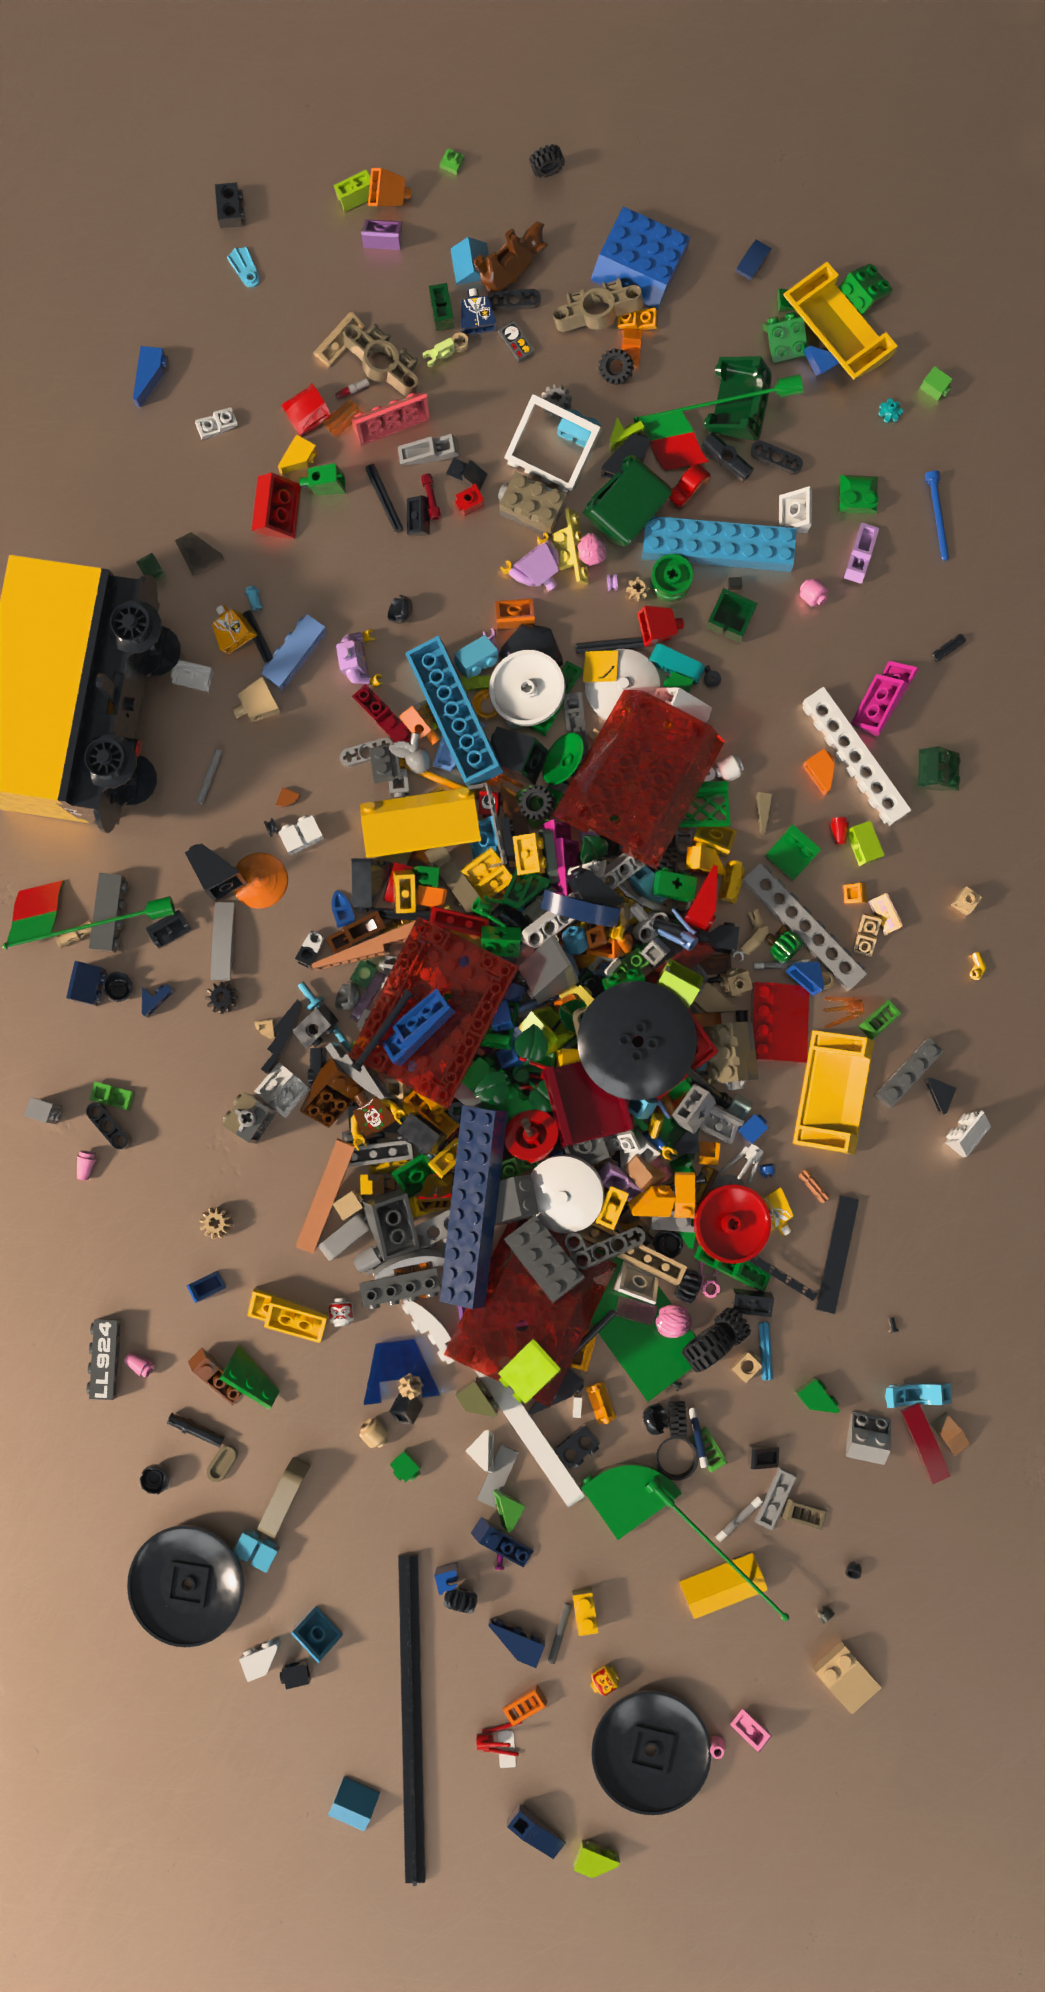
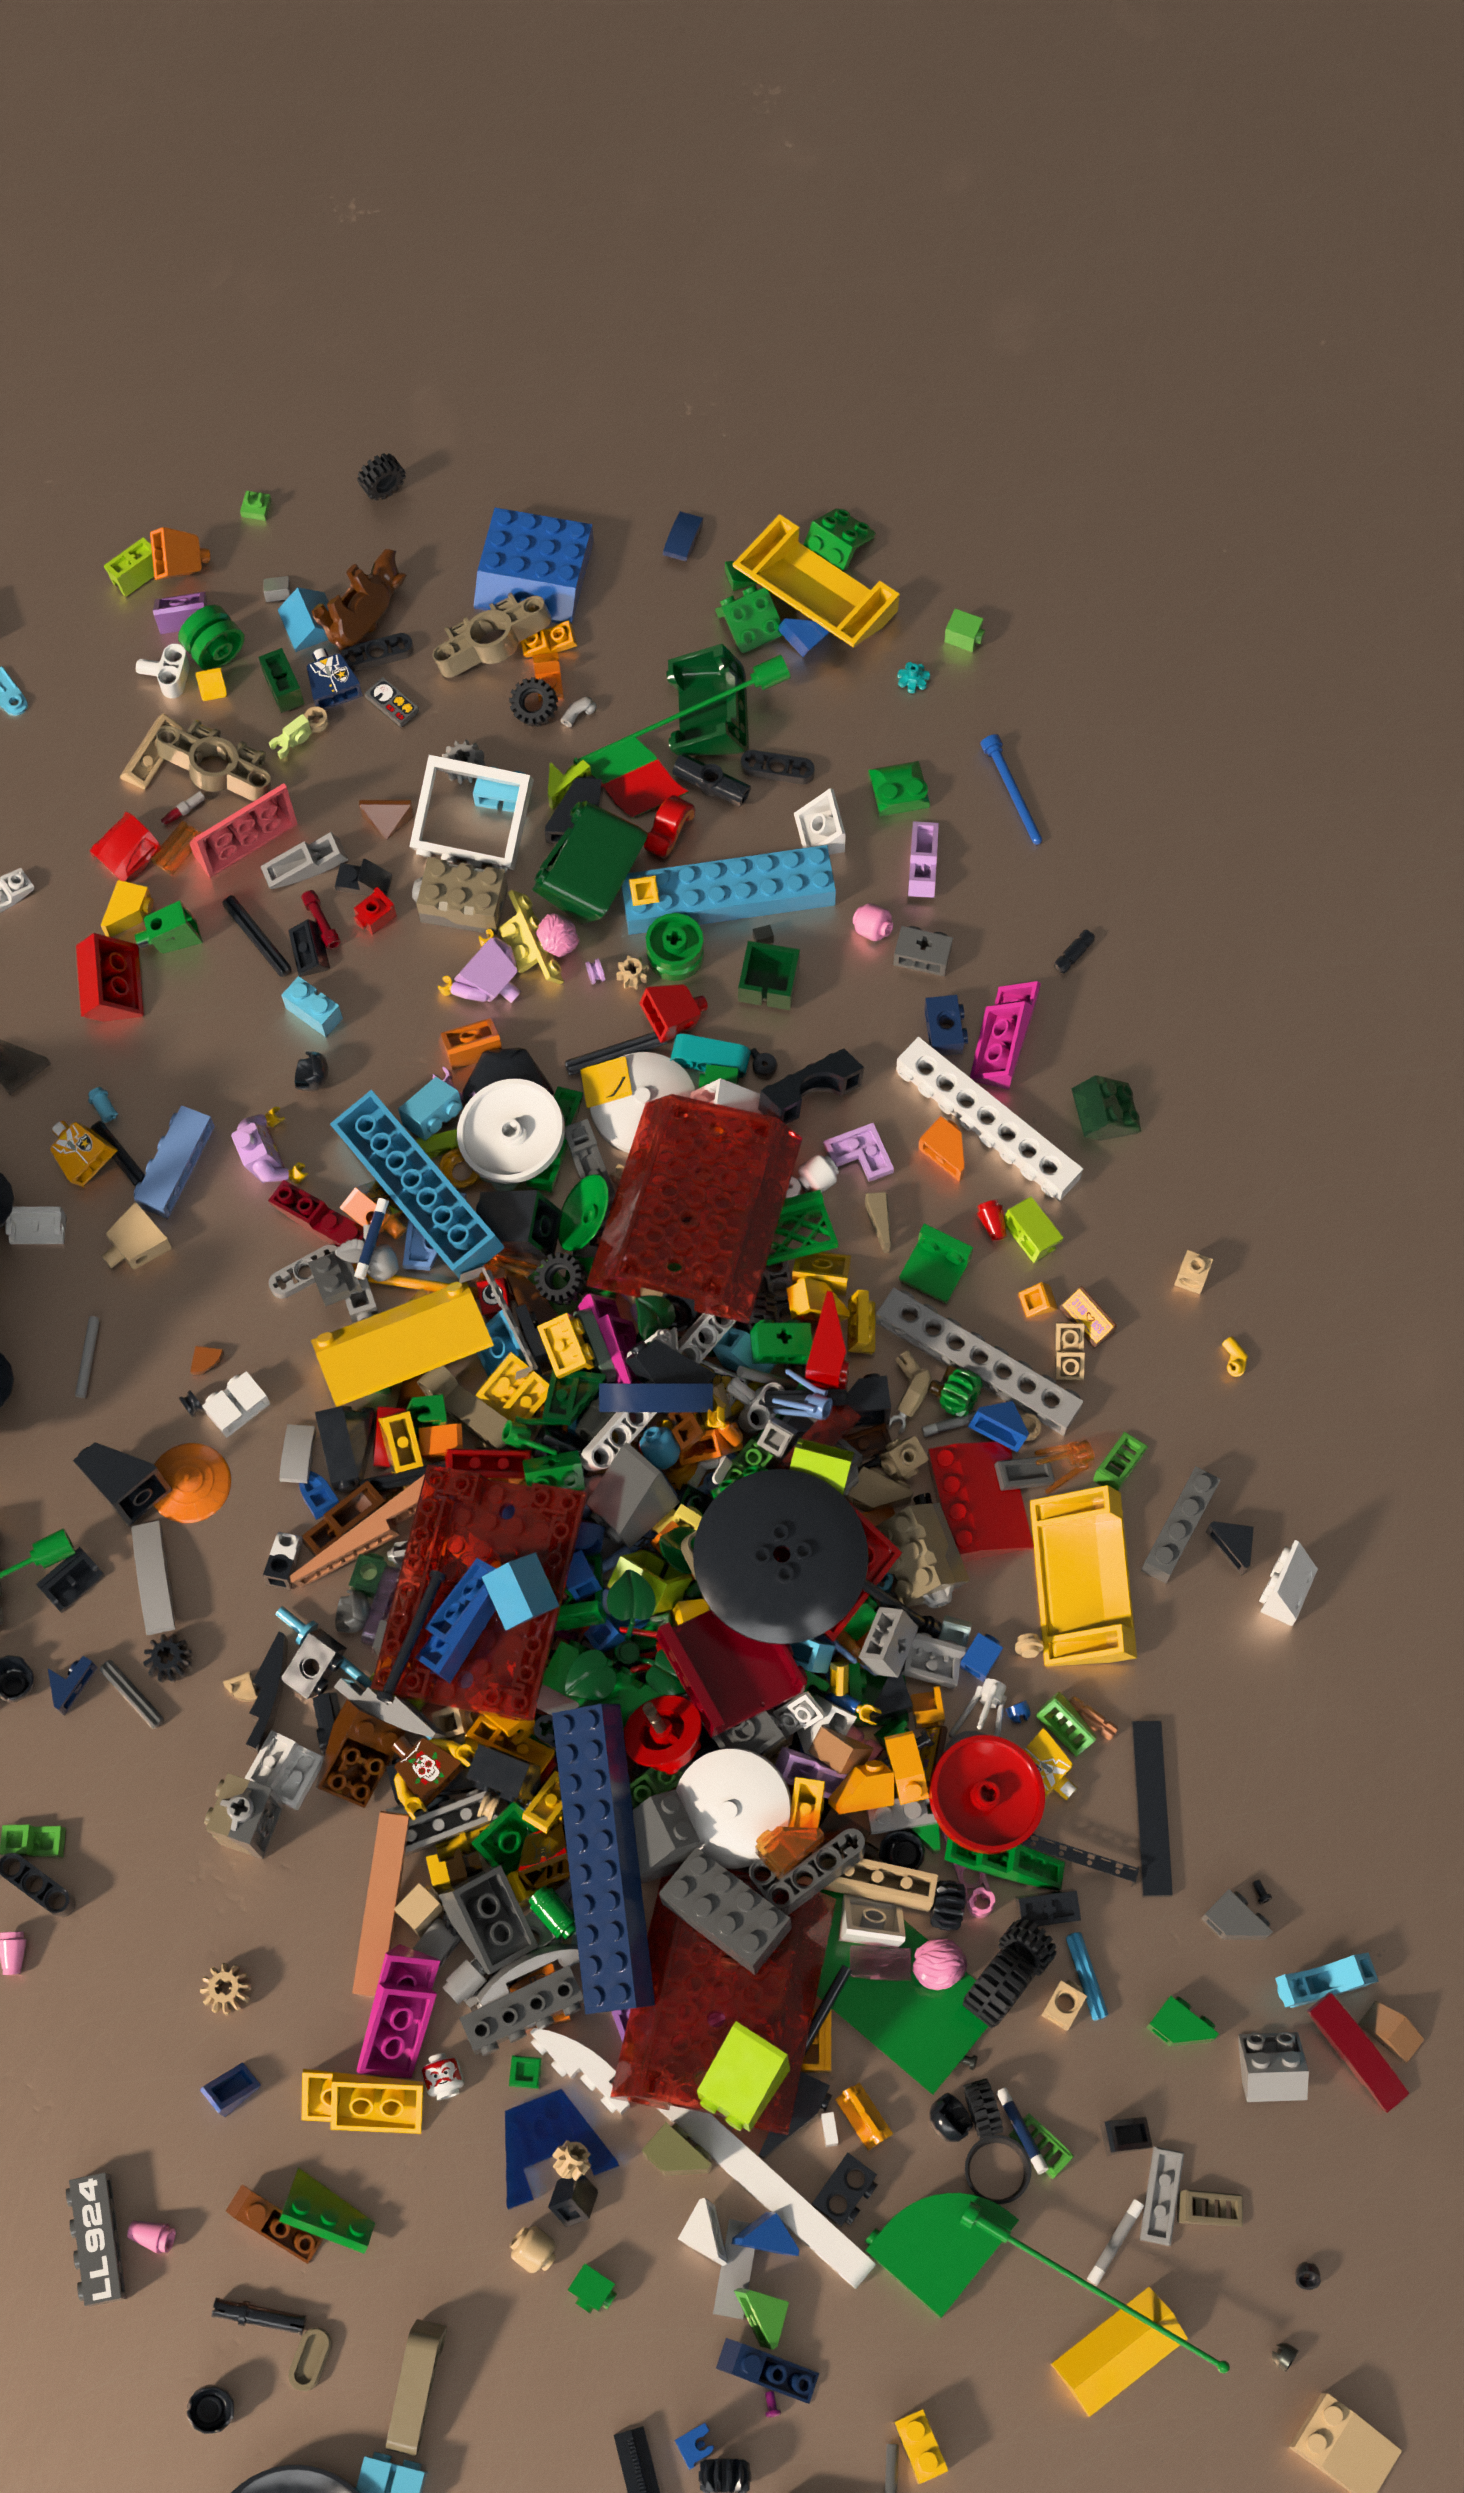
camera: 15 degrees left, 15 degrees down
(193, 1015) = (131, 1694): none -> dark grey axle
(322, 1268) = (399, 2013): none -> dark pink slope
(334, 879) = (296, 1453): none -> light grey slope
(362, 278) = (168, 670): none -> white beam
(391, 297) = (211, 684): none -> yellow slope
(394, 1321) = (525, 2072): none -> green tile
(398, 261) = (211, 637): none -> green wheel
(407, 1152) = (488, 1806): none -> tan bush
(410, 561) = (313, 1009): none -> medium azure piece
(415, 744) = (371, 1238): none -> dark blue bar
(434, 1230) = (553, 1912): none -> green head
(453, 231) = (276, 588): none -> light grey slope
(459, 1024) = (520, 1591): none -> dark azure slope
(493, 429) = (386, 815): none -> slope
(521, 1462) = (768, 2235): none -> blue slope
(592, 1231) = (786, 1847): none -> clear orange slope
(646, 377) = (575, 708): none -> light grey arm
(660, 532) = (644, 890): none -> yellow slope
(759, 699) = (835, 1074): none -> black arch
(764, 753) = (864, 1145): none -> lavender plate
(786, 1128) = (1028, 1645): none -> tan plate
(787, 1182) = (1073, 1718): none -> bright green slope
(813, 1012) = (1023, 1473): none -> dark grey tile
(833, 622) = (932, 959): none -> dark grey brick
(850, 671) = (945, 1010): none -> dark blue brick
(869, 1339) = (1234, 1920): none -> dark grey slope

